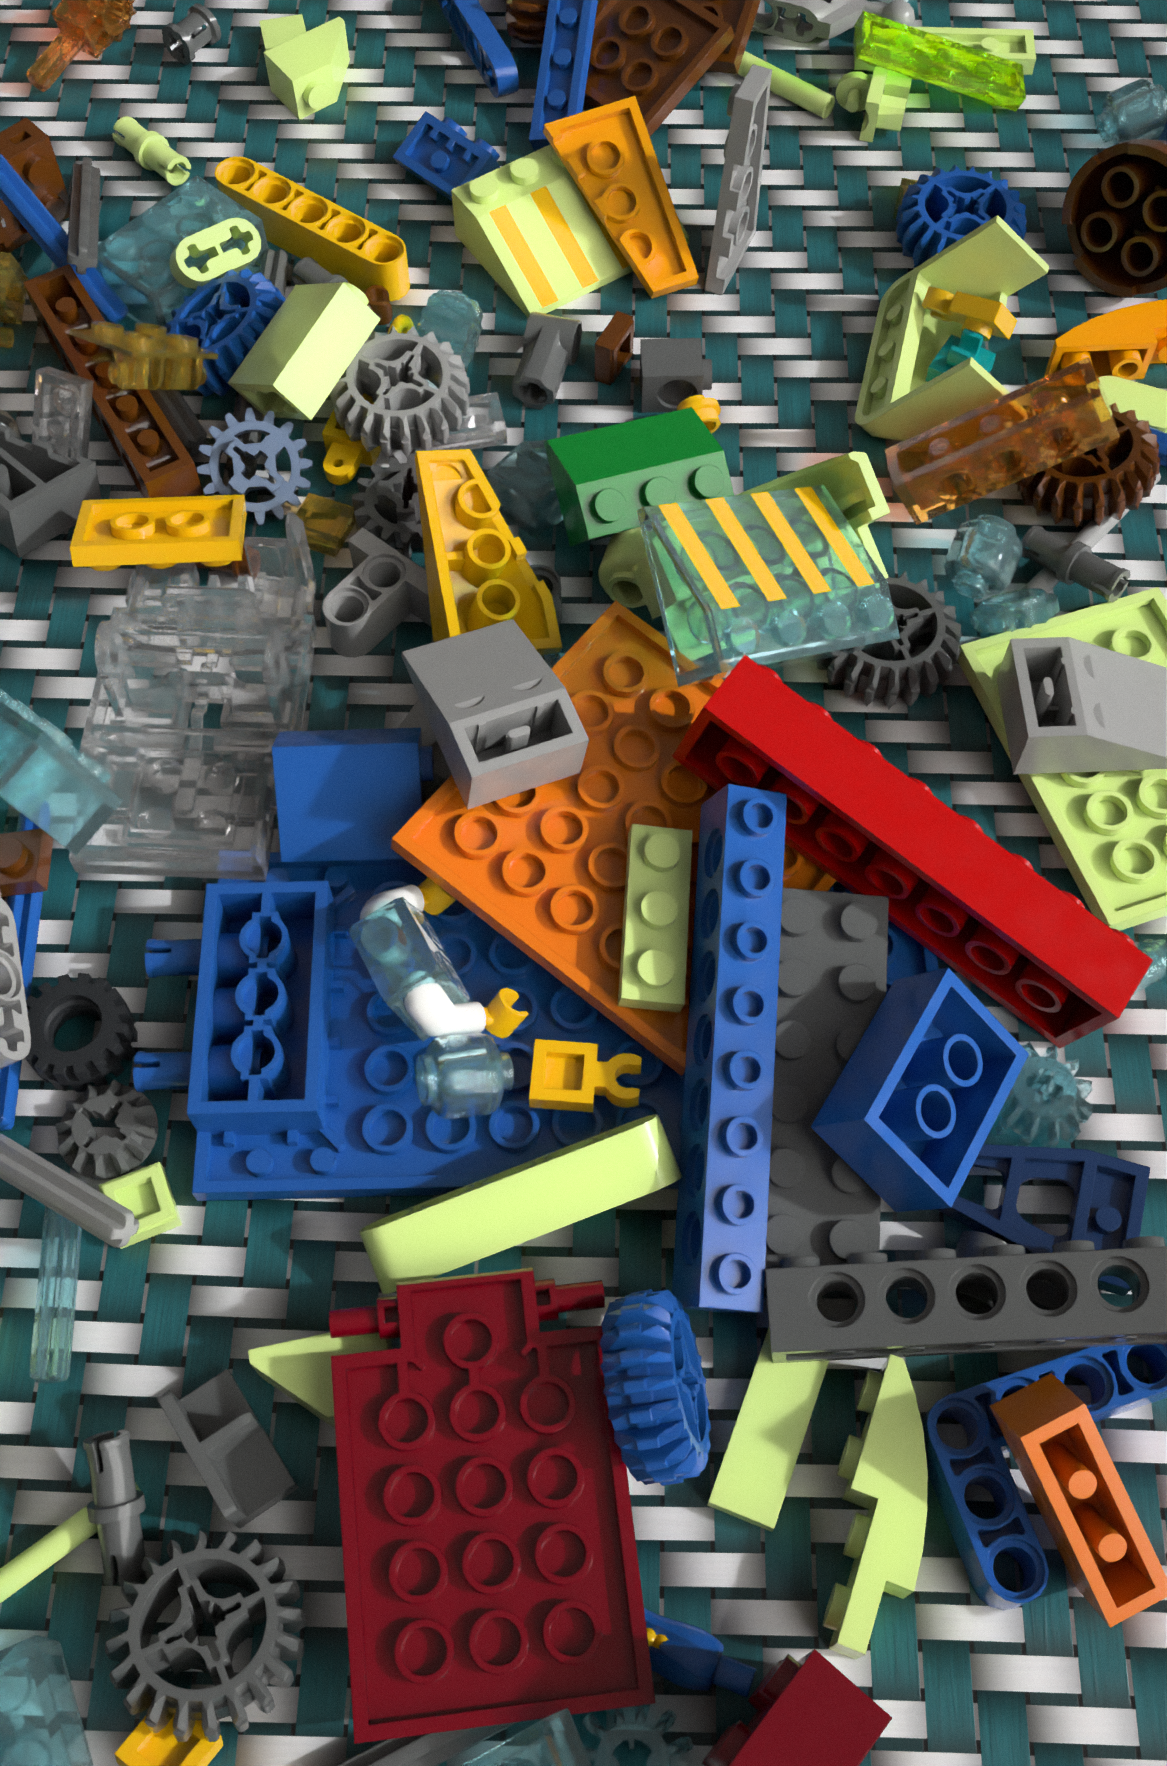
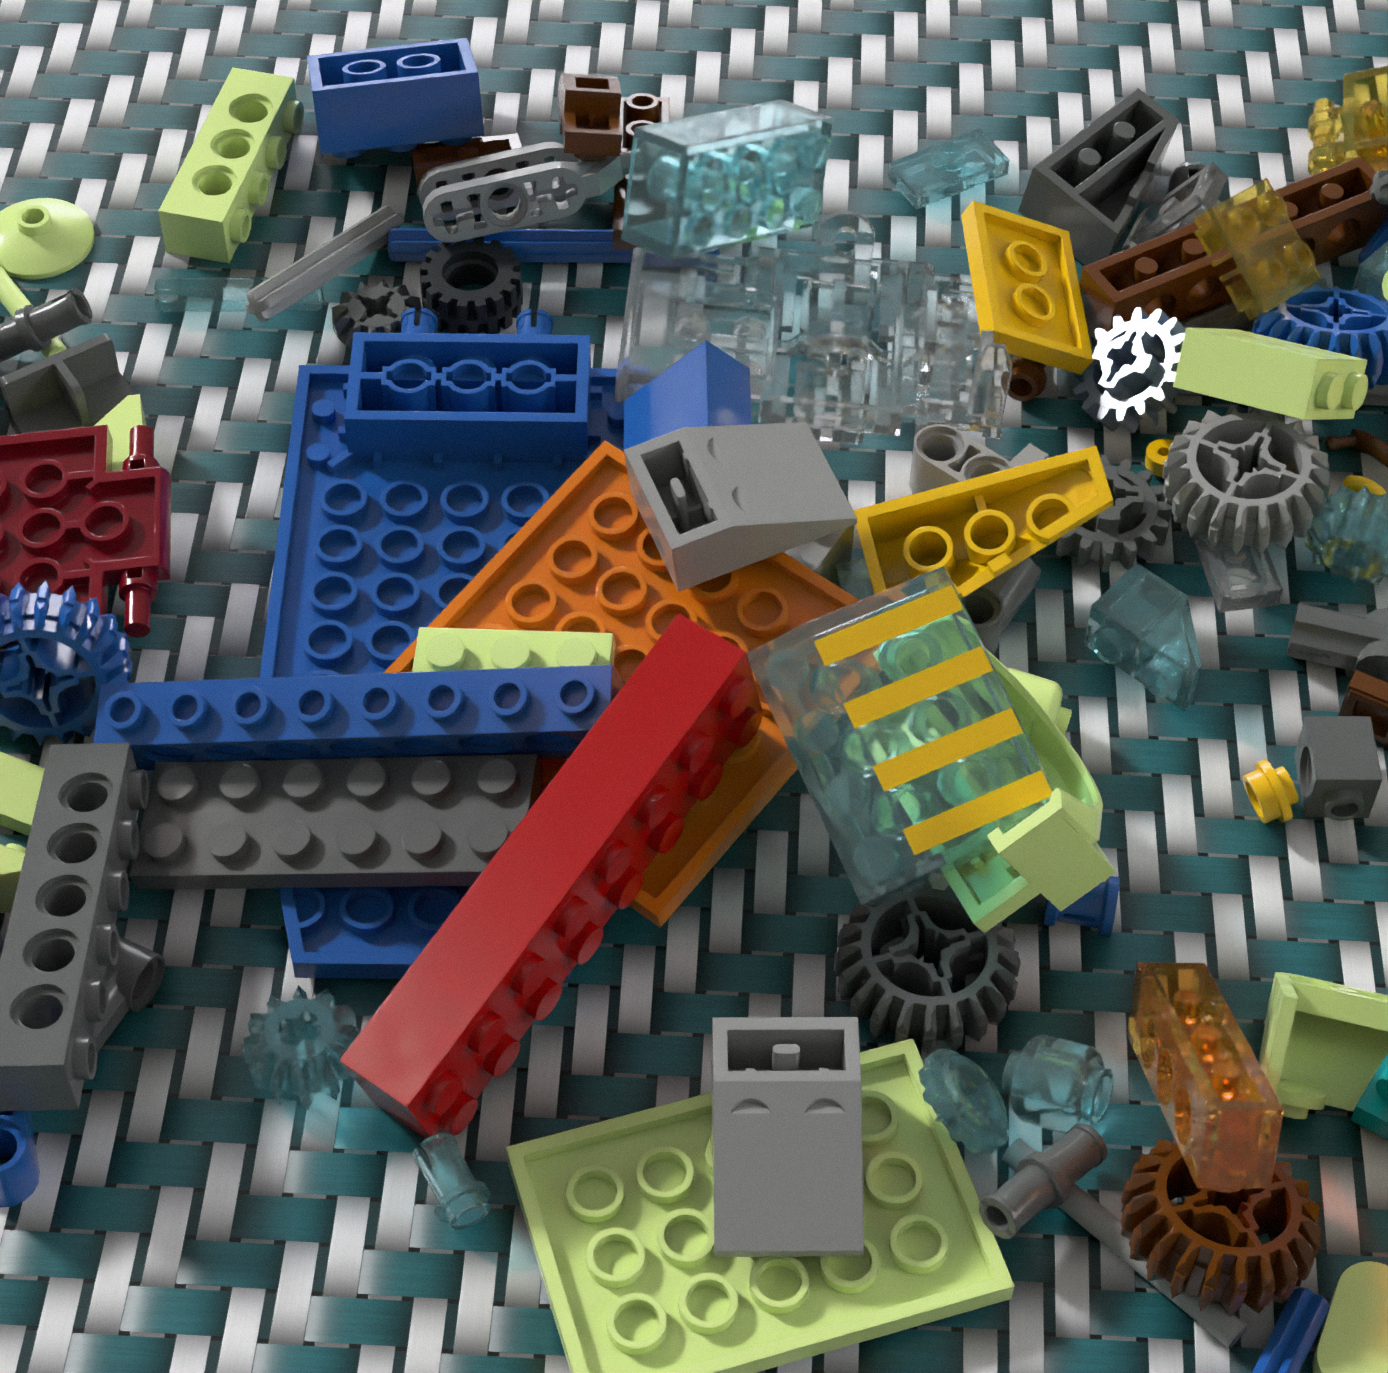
camera: 90 degrees right, 10 degrees down
(148, 1197) = (303, 342): yellowish green tile -> none
(326, 523) = (1080, 433): clear yellow tile -> none
(415, 970) = (478, 481): torso -> none
(463, 1076) = (370, 529): clear light blue head -> none
(521, 1203) = (243, 580): yellowish green beam -> none
(569, 1076) = (360, 619): yellow plate -> none
(634, 465) = (1138, 701): green slope -> none
(921, 1091) = (283, 872): blue brick -> none
(1104, 1206) = (165, 1096): dark blue plate -> none

